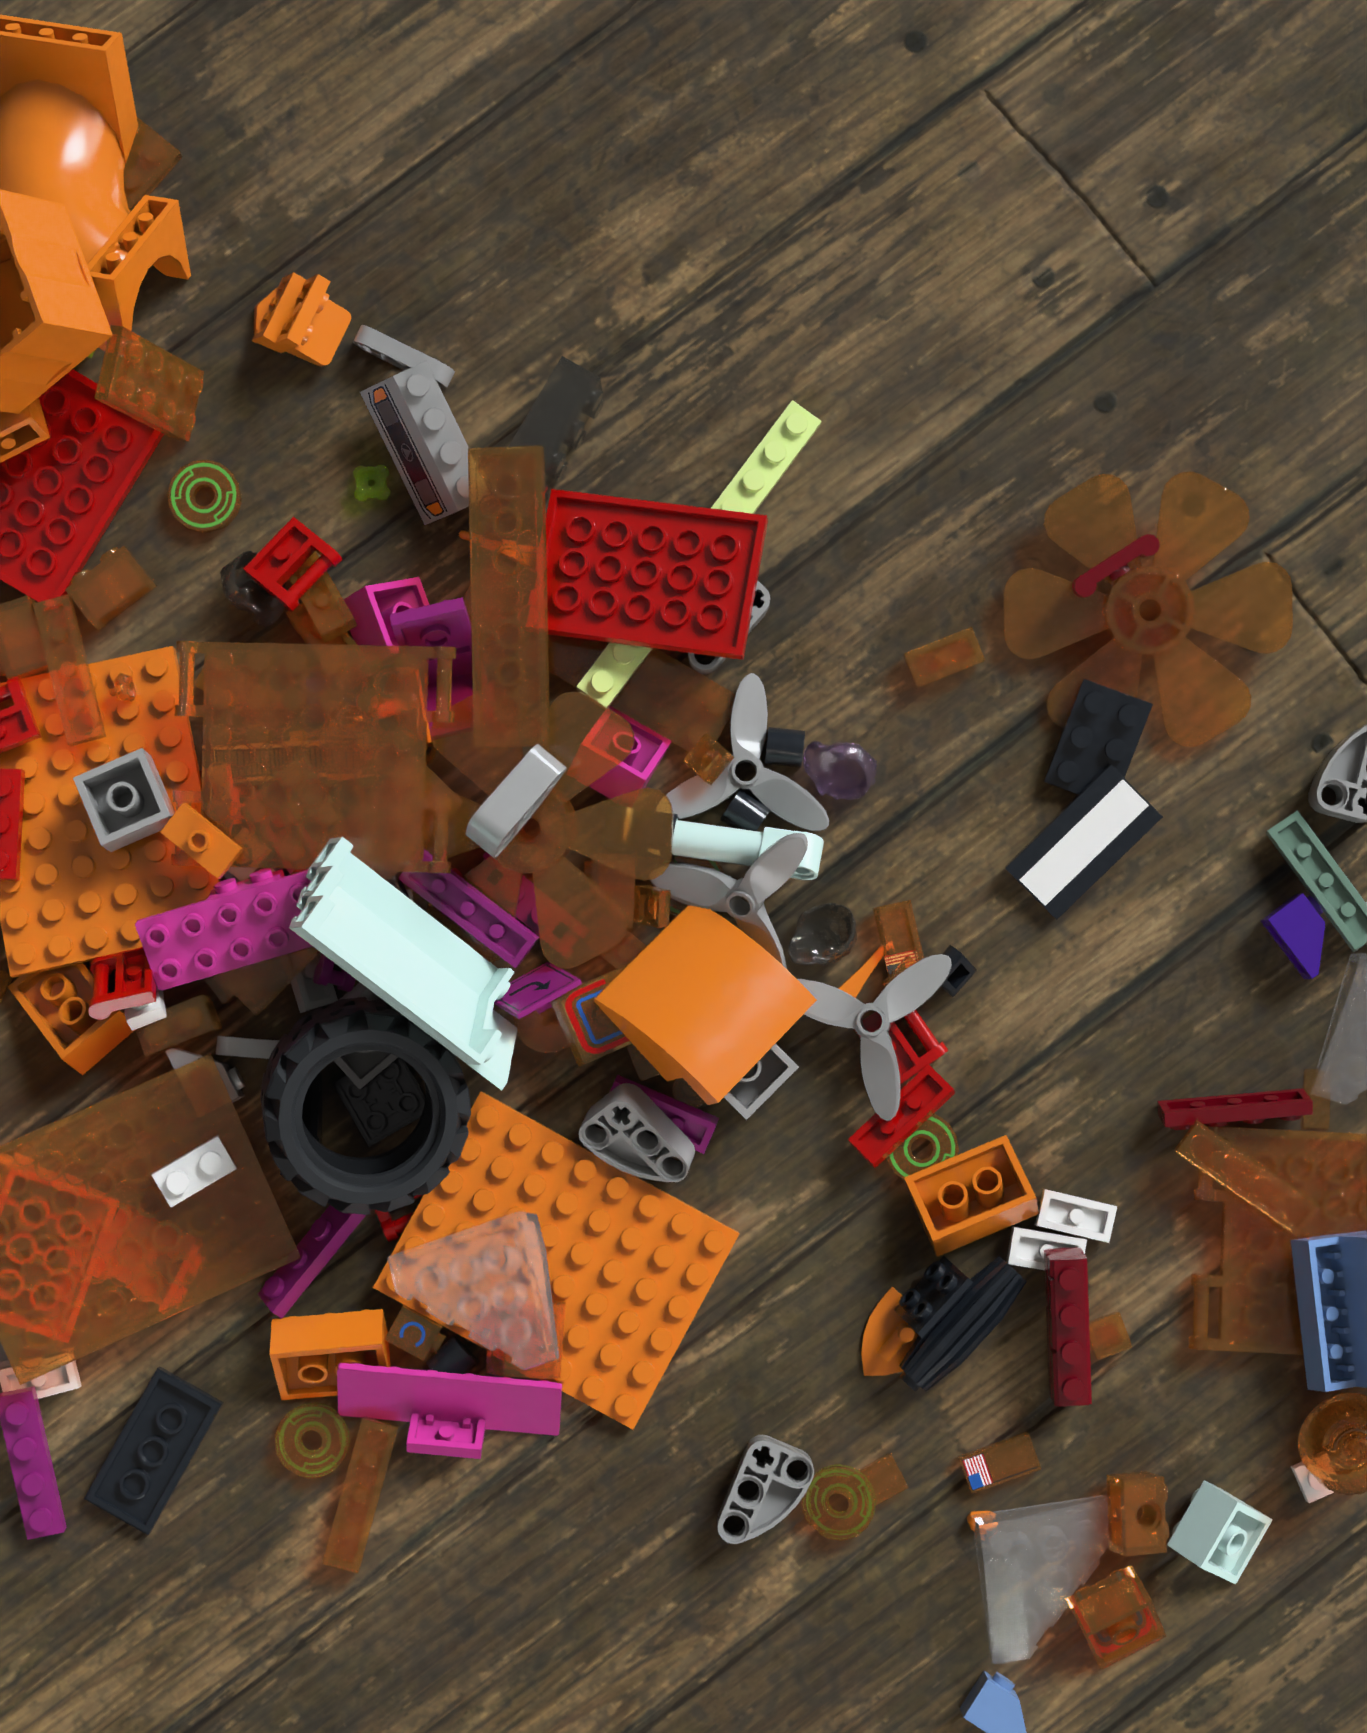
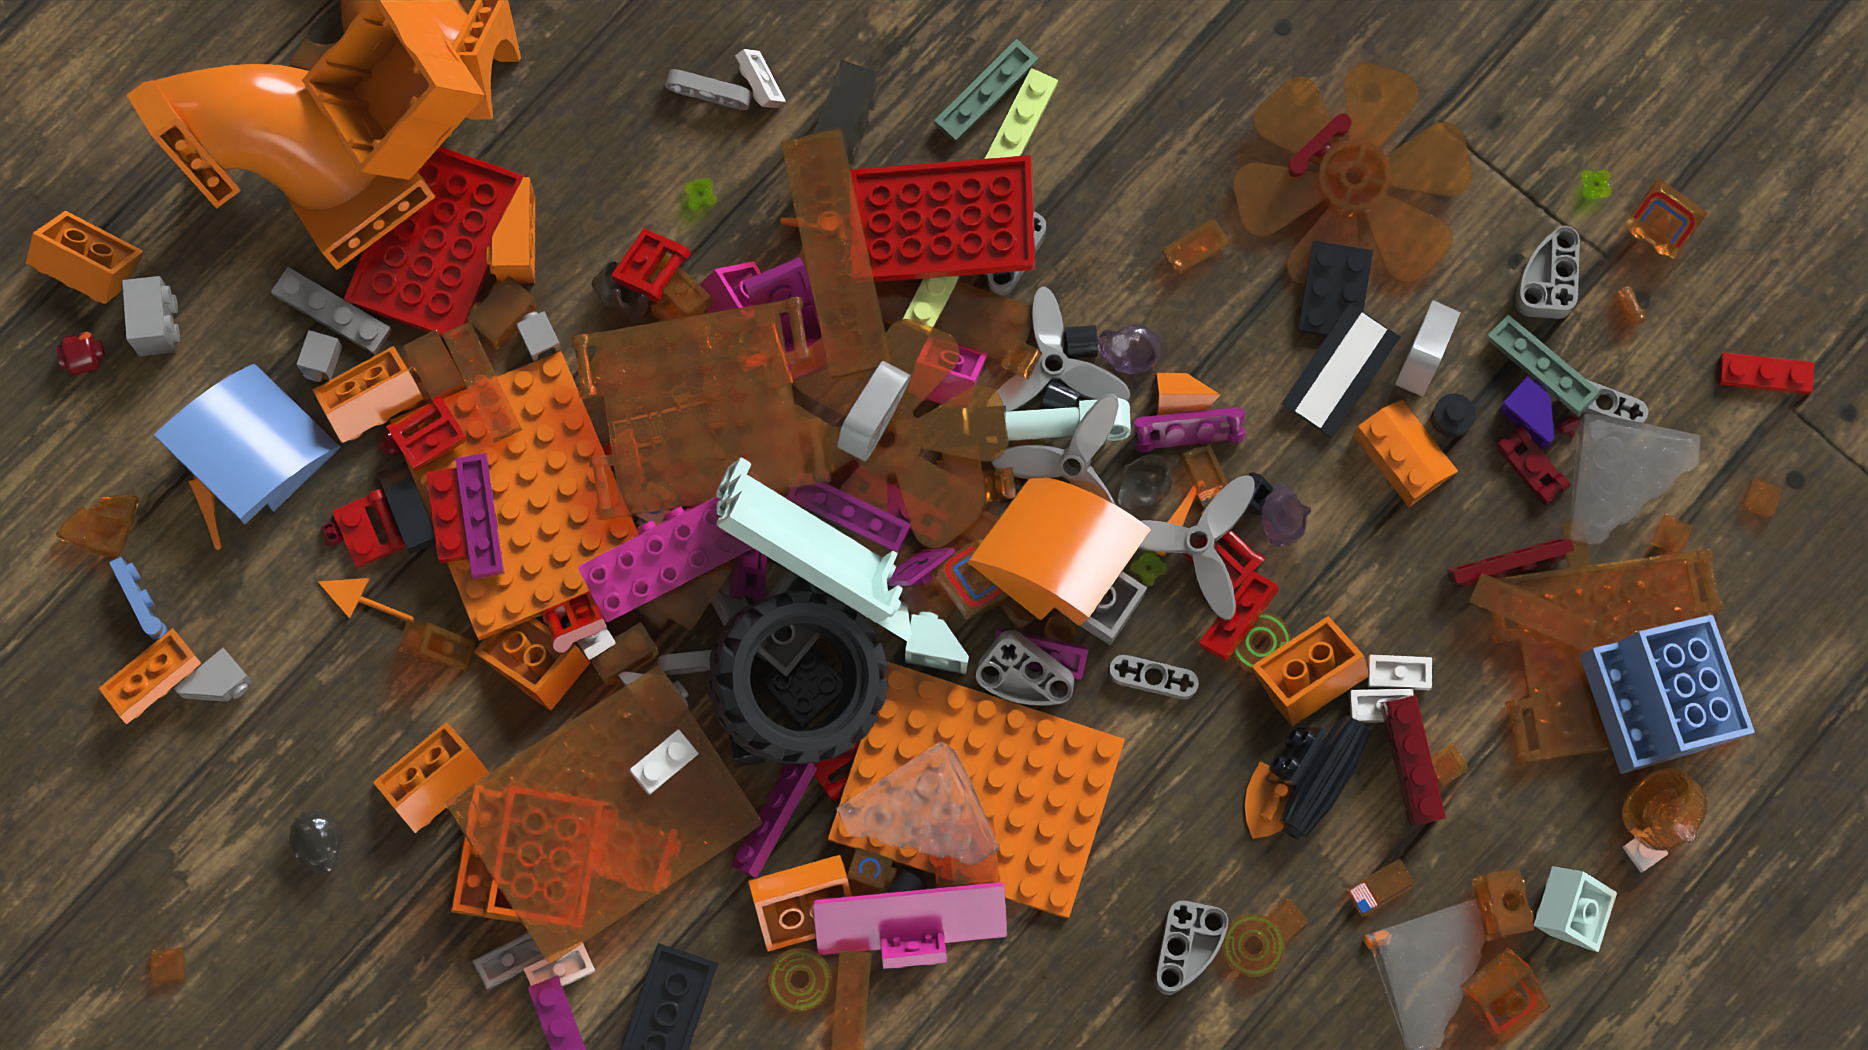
camera: 15 degrees left, 10 degrees down
(36, 833) = (479, 516): none -> magenta plate
(123, 688) = (529, 389): clear orange rock -> none
(125, 799) = (551, 472): light grey brick -> none
(140, 501) = (514, 238): none -> orange slope
(148, 623) = (538, 335): none -> light grey brick
(149, 384) = (511, 140): clear orange plate -> none
(189, 481) = (565, 211): clear orange tile -> none
(201, 840) = (621, 491): orange plate -> none
(301, 319) = (619, 74): orange piece -> none
(422, 440) = (739, 149): light grey slope -> none
(467, 354) = (760, 78): none -> white plate
(537, 1084) = (934, 645): none -> light aqua slope
(733, 419) = (986, 91): none -> sand green plate
(805, 1044) = (1149, 558): none -> clear neon green plate
(809, 1185) = (1174, 690): none -> light grey beam
(887, 842) = (1182, 394): none -> orange slope
(890, 878) = (1189, 428): none -> magenta plate
(979, 1005) = (1284, 516): none -> hair
(1139, 953) = (1404, 452): none -> orange slope
(1192, 835) = (1427, 348): none -> light grey beam
(1205, 920) = (1453, 415): none -> black piece
(1286, 997) = (1532, 465): none -> dark red plate
(1338, 956) = (1567, 425): none -> dark red rock

